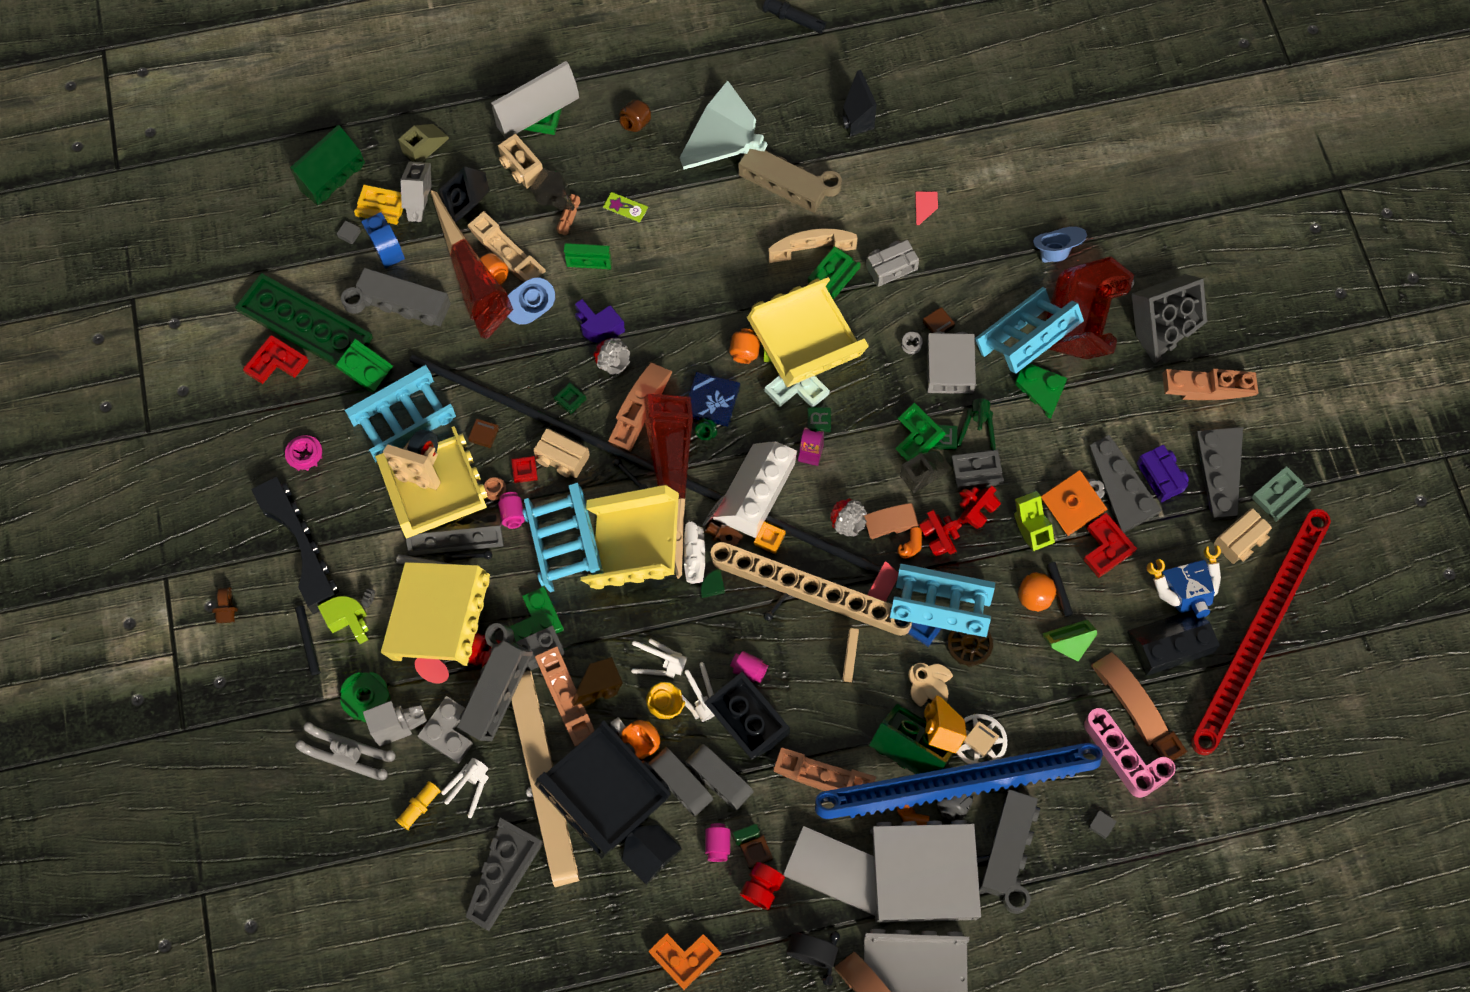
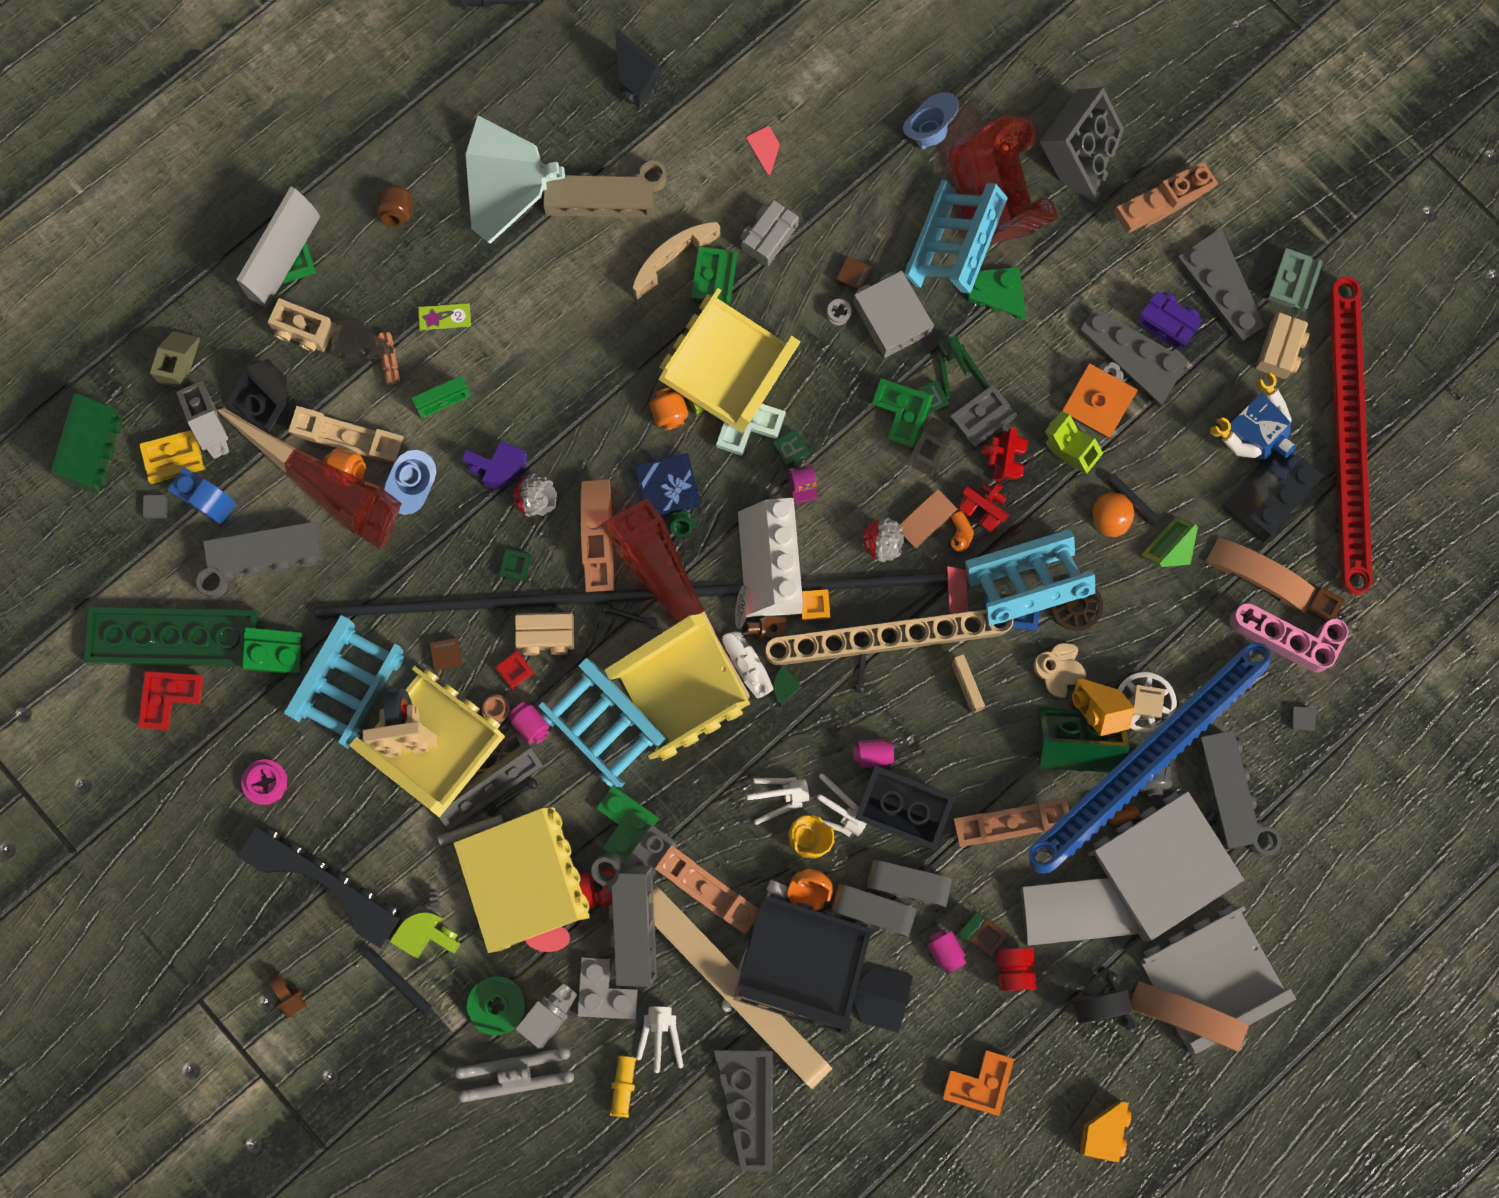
camera: 35 degrees left, 10 degrees up
(598, 681) = (729, 855): dark brown slope -> none
(1113, 549) = (1163, 425): red plate -> none

